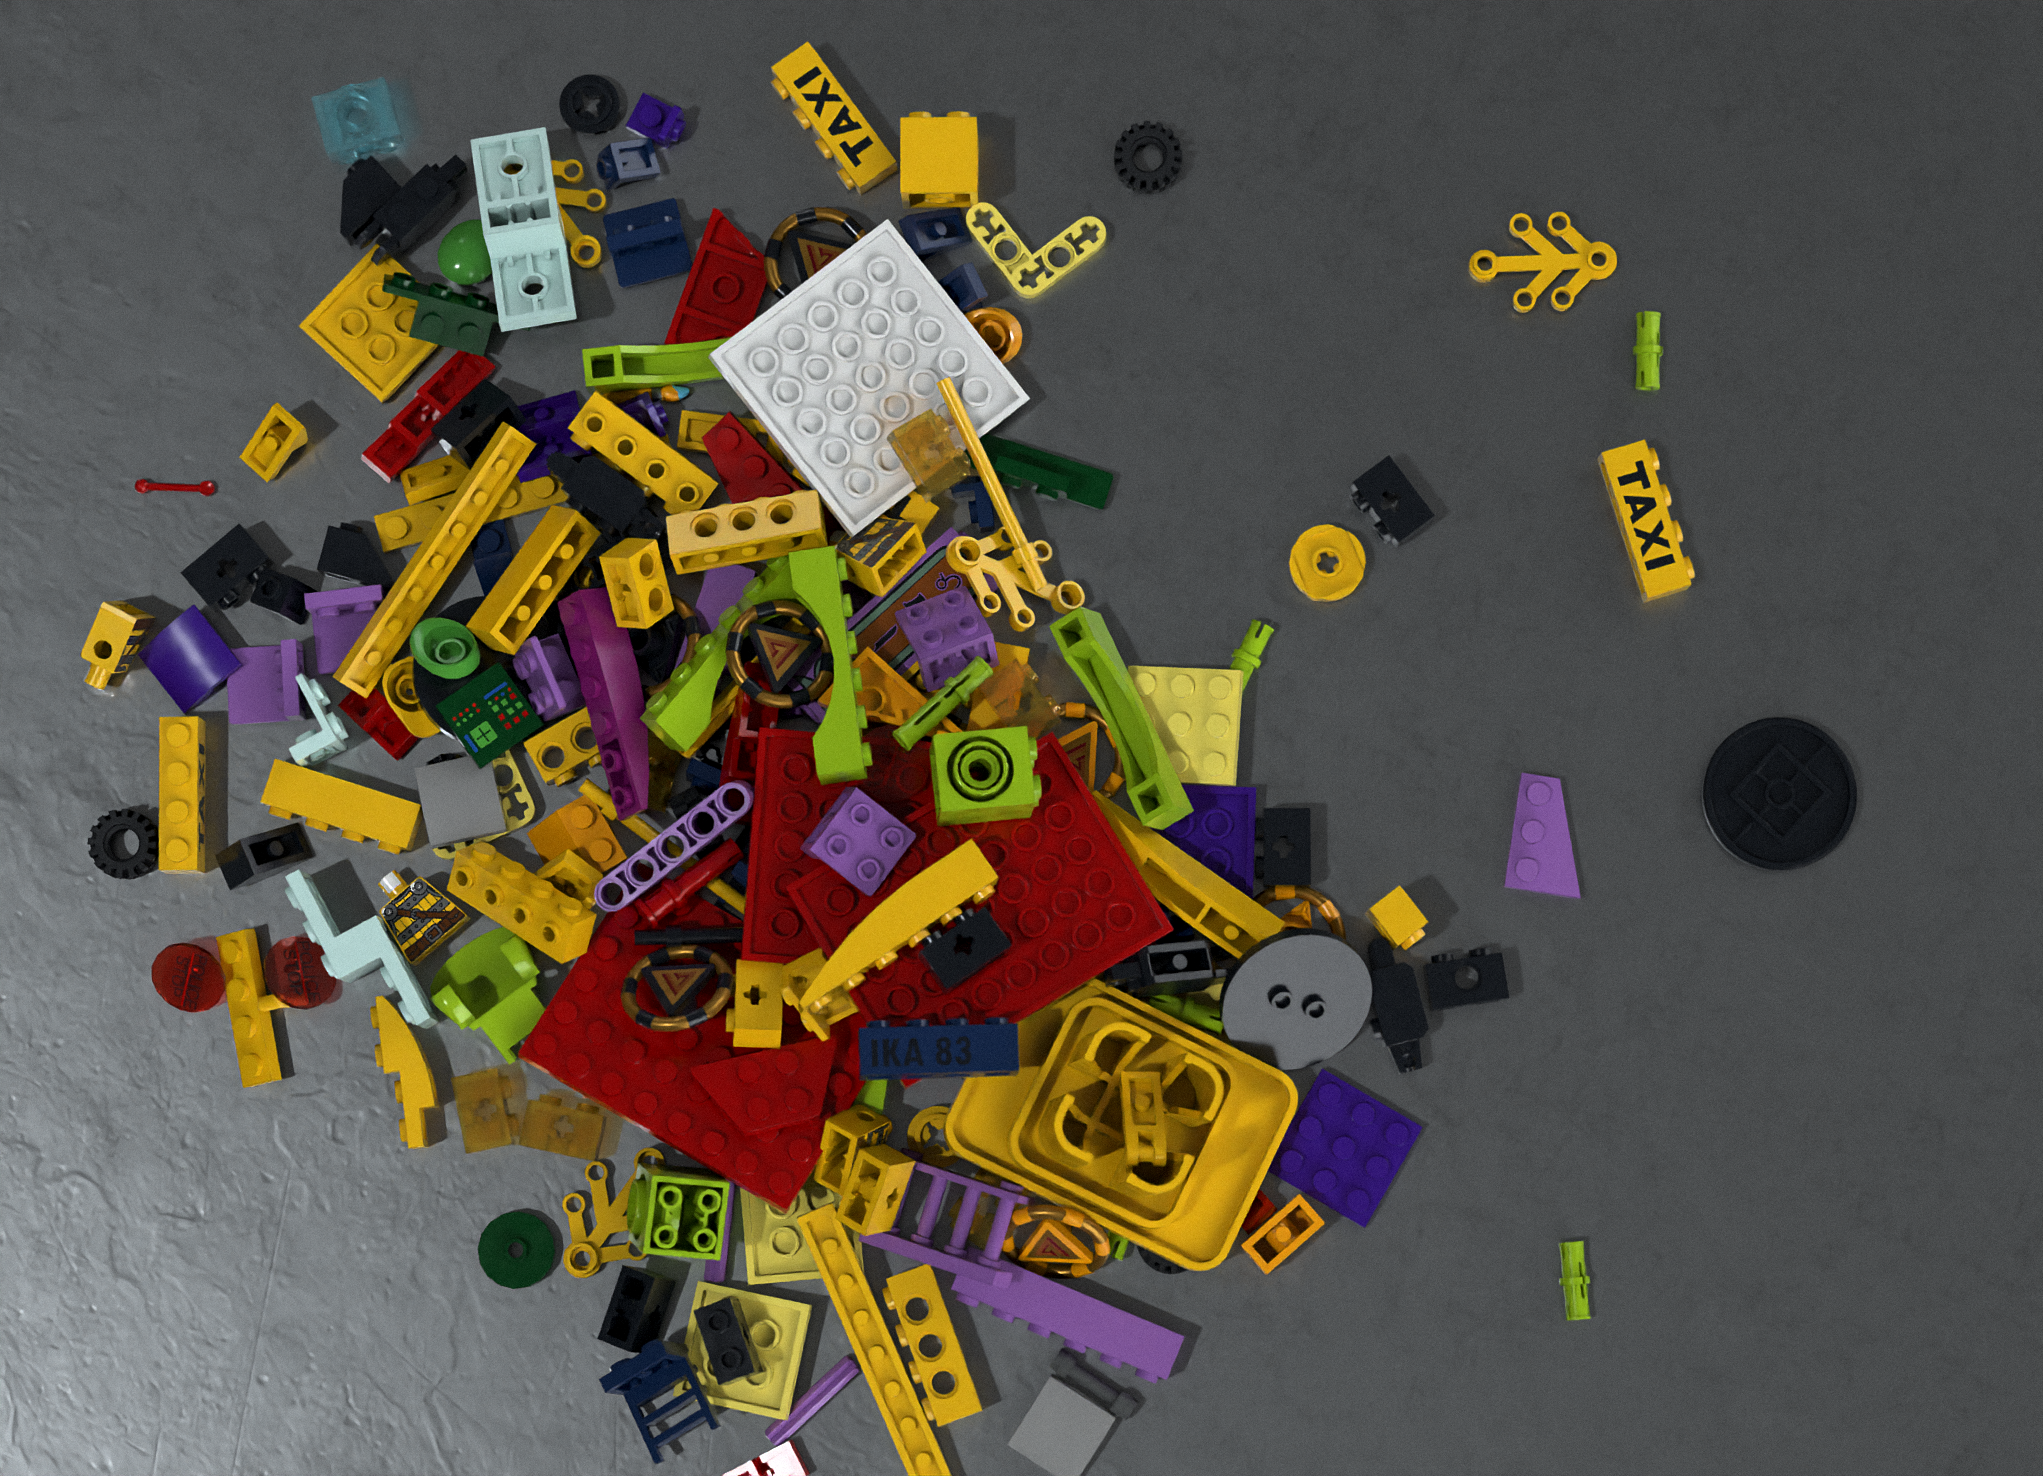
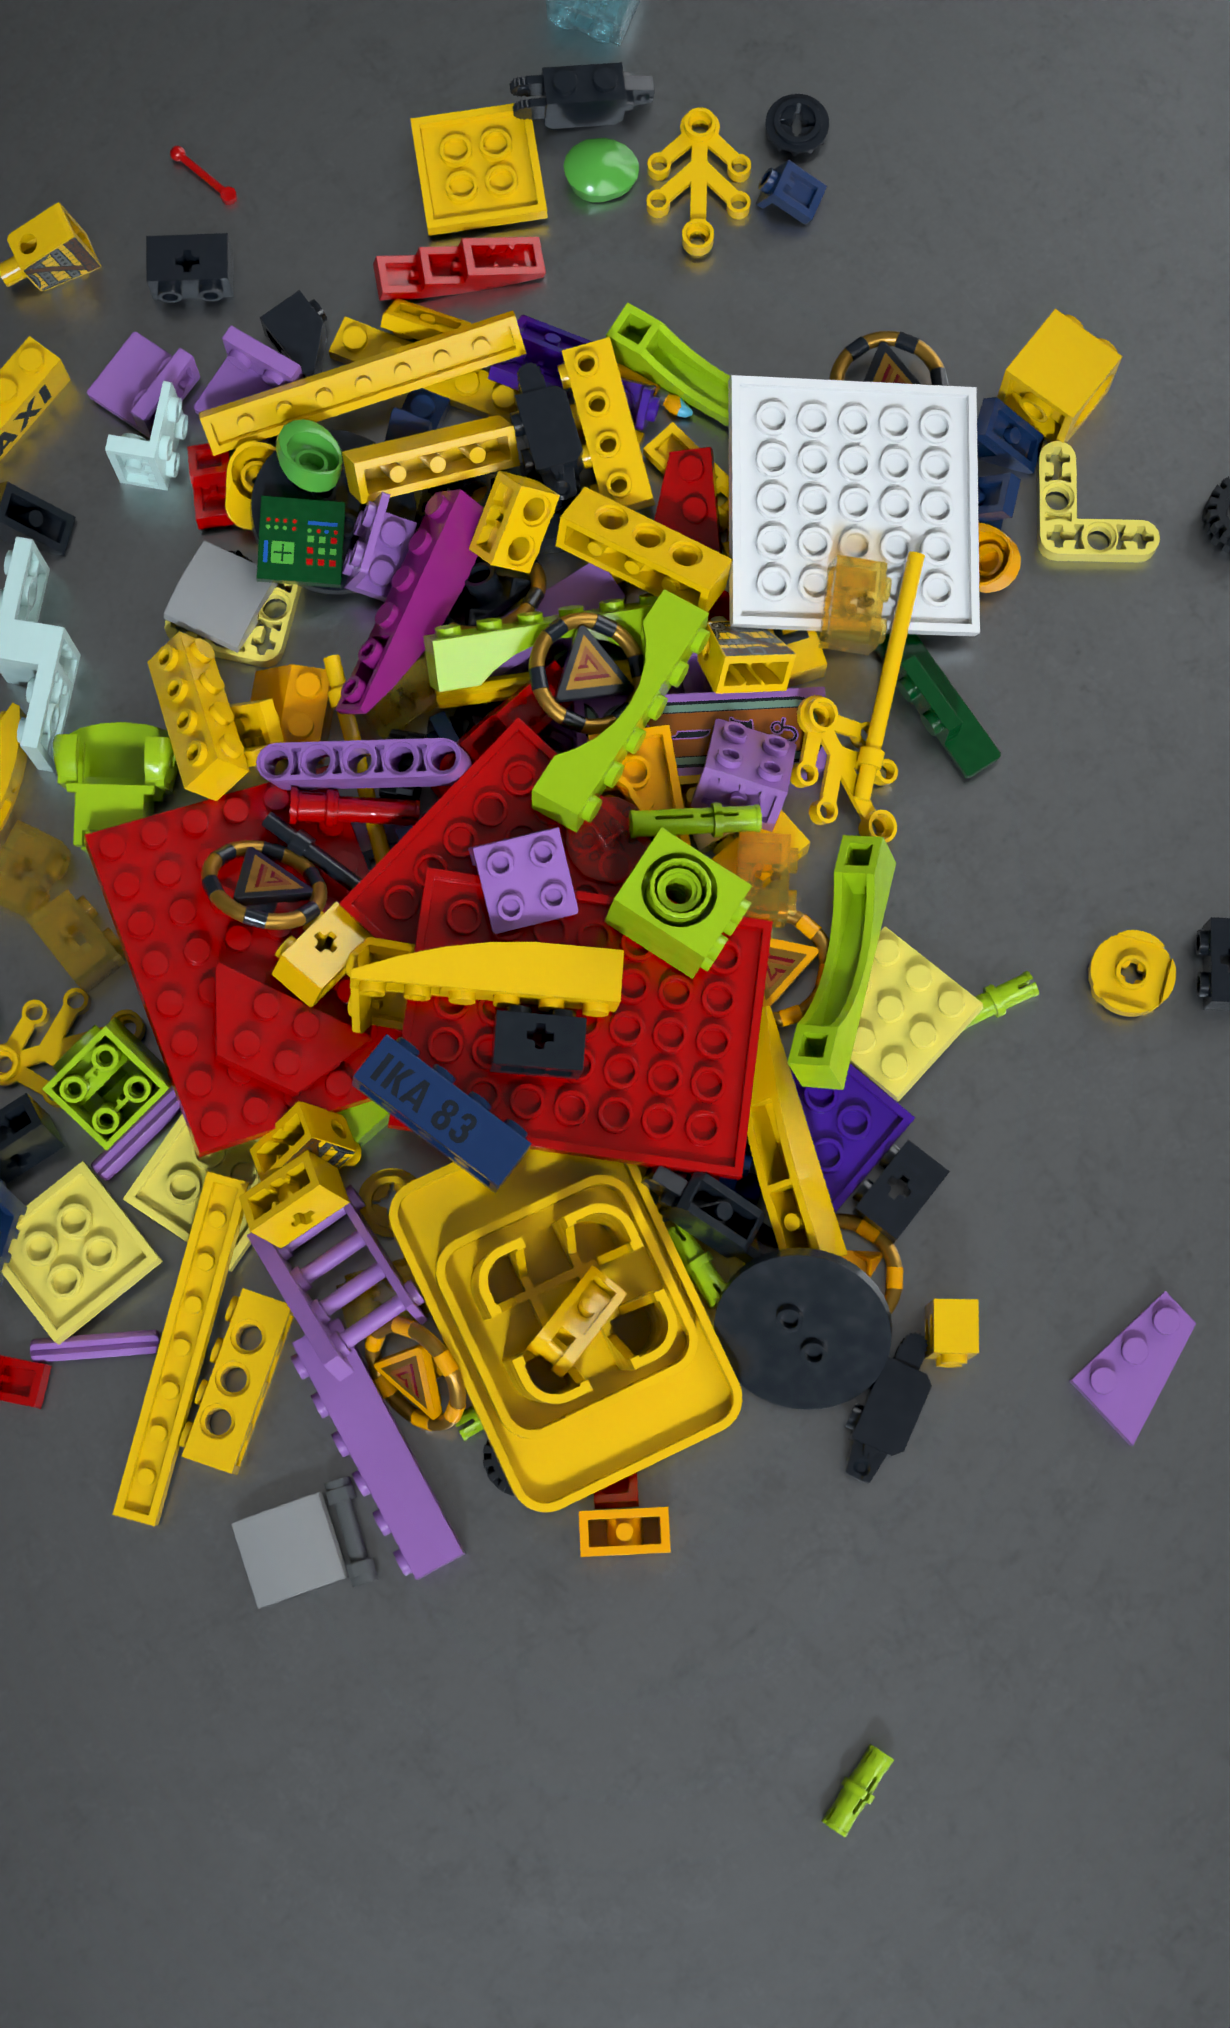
camera: 35 degrees right, 5 degrees down
(189, 659) = (98, 316): dark purple slope -> none
(274, 442) = (312, 192): yellow slope -> none
(281, 595) = (212, 317): black bracket -> none
(342, 805) = (121, 528): yellow brick -> none
(363, 194) = (549, 47): black slope -> none
(419, 916) = (107, 668): torso -> none
(446, 316) = (540, 202): dark green bracket -> none
(474, 422) = (489, 295): black brick -> none
(523, 229) = (658, 170): light aqua bracket -> none
(565, 737) = (350, 610): yellow brick -> none
(647, 243) = (754, 269): dark blue bracket -> none
(657, 121) = (843, 178): dark purple bracket -> none
(721, 287) = (789, 344): red wing -> none
(728, 1341) = (60, 1231): black brick -> none
(833, 118) = (994, 282): yellow brick -> none
(981, 508) = (862, 695): dark blue bracket -> none
(1343, 1148) = (741, 1499): dark purple plate -> none
(1446, 994) = (943, 1436): black brick -> none

